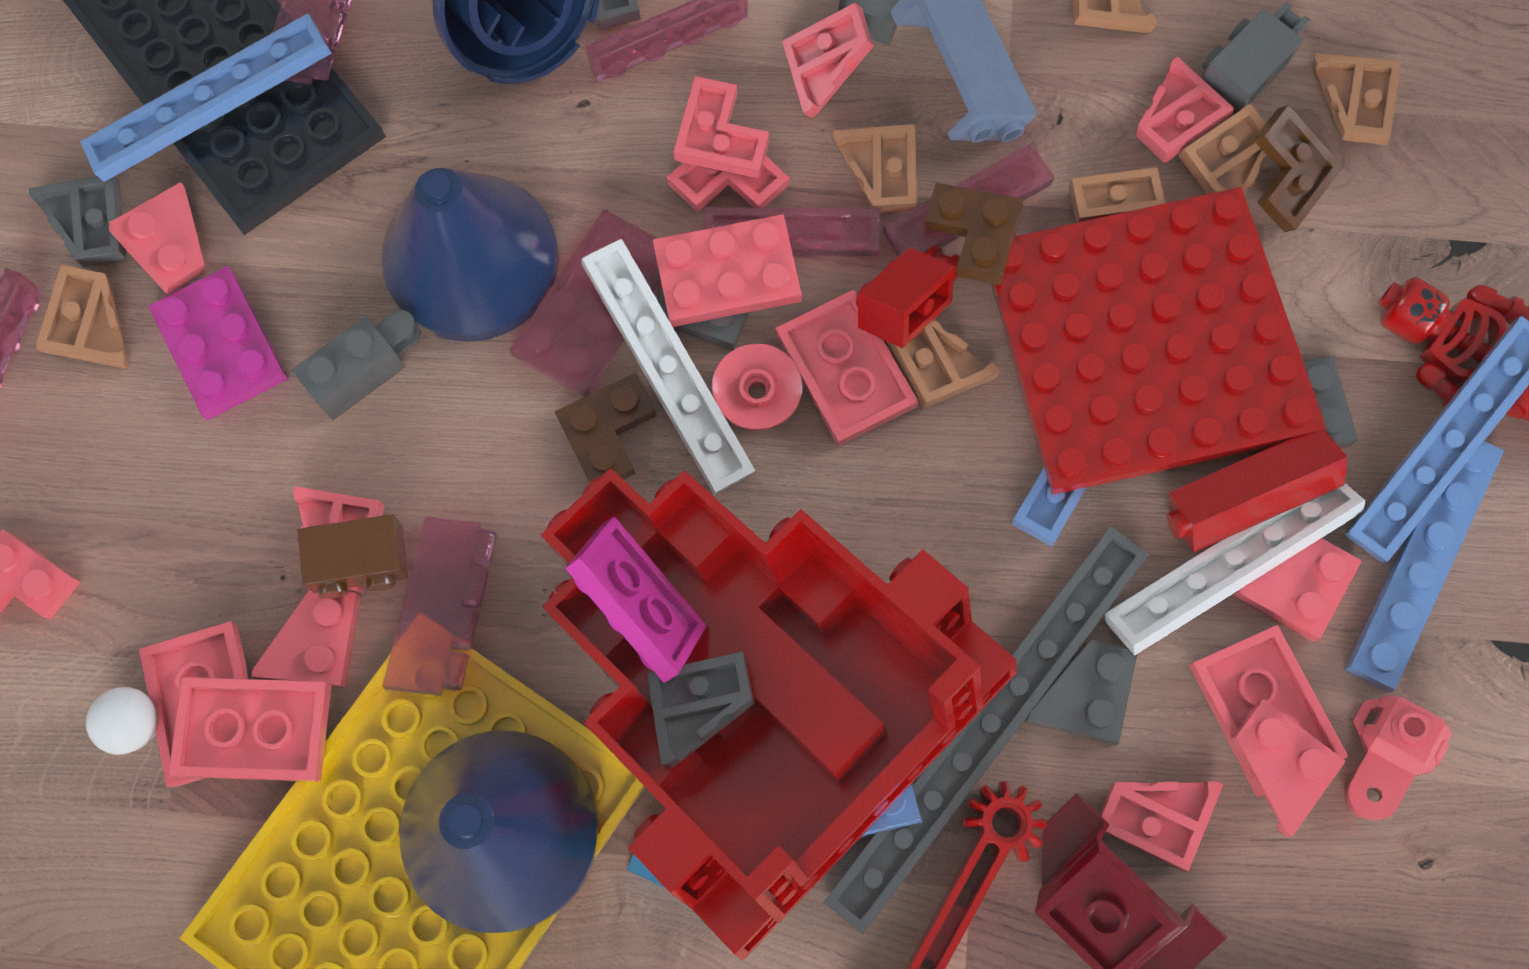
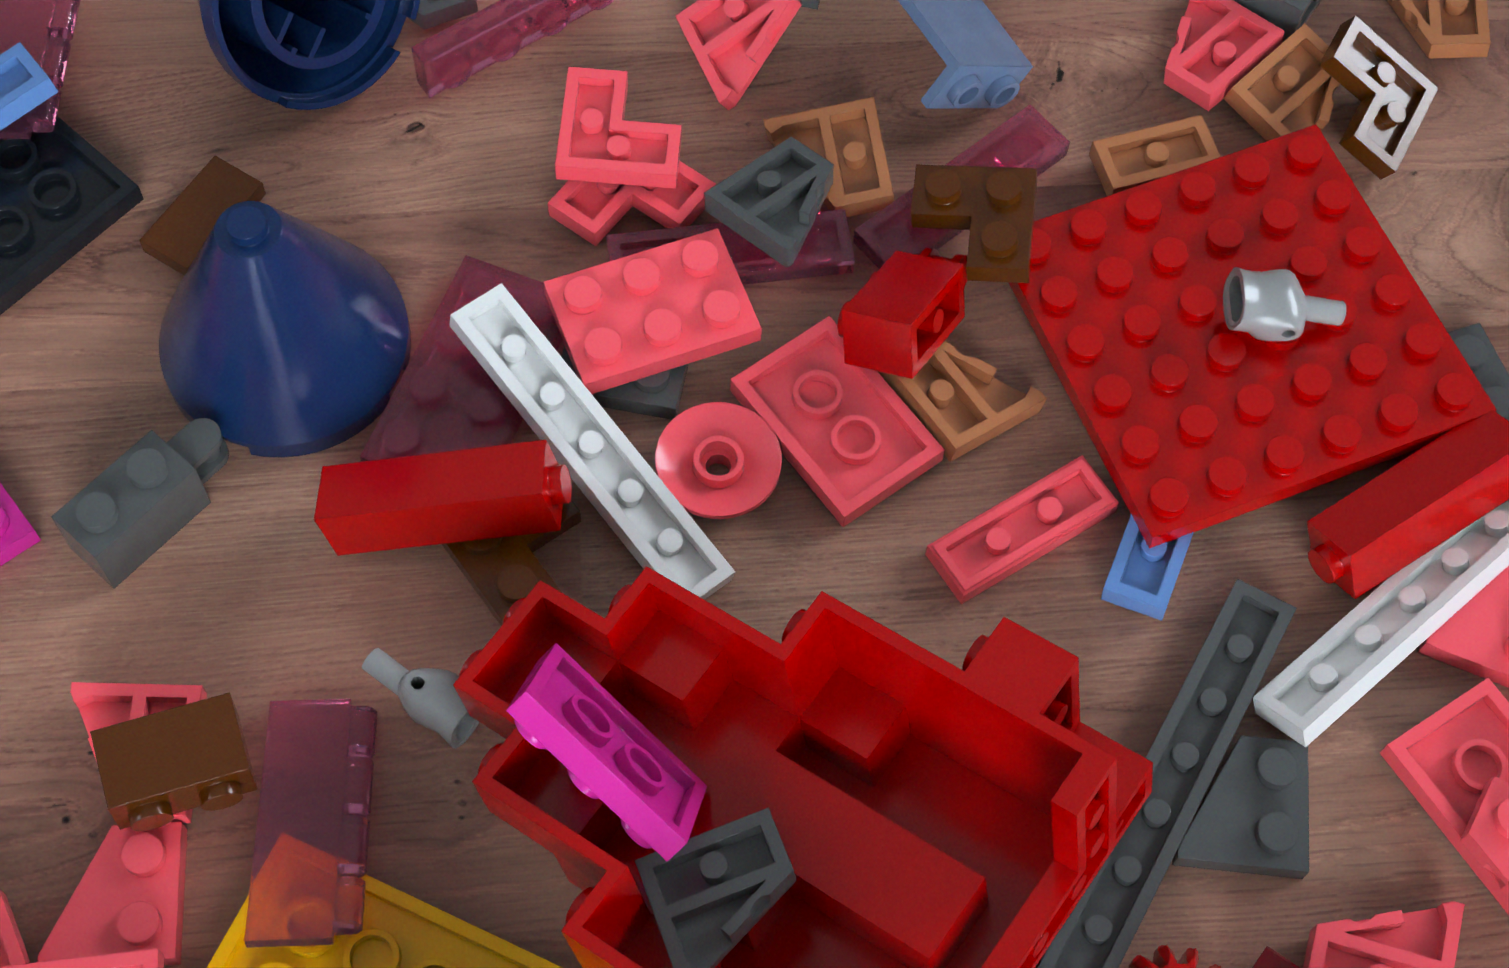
camera: 15 degrees left, 10 degrees down
(429, 148) = (189, 219): none -> reddish brown tile
(525, 528) = (425, 695): none -> light grey piece
(558, 391) = (442, 497): none -> red brick
(828, 196) = (774, 199): none -> dark grey wing
(965, 465) = (1021, 529): none -> coral tile
(1176, 329) = (1274, 305): none -> light grey piece

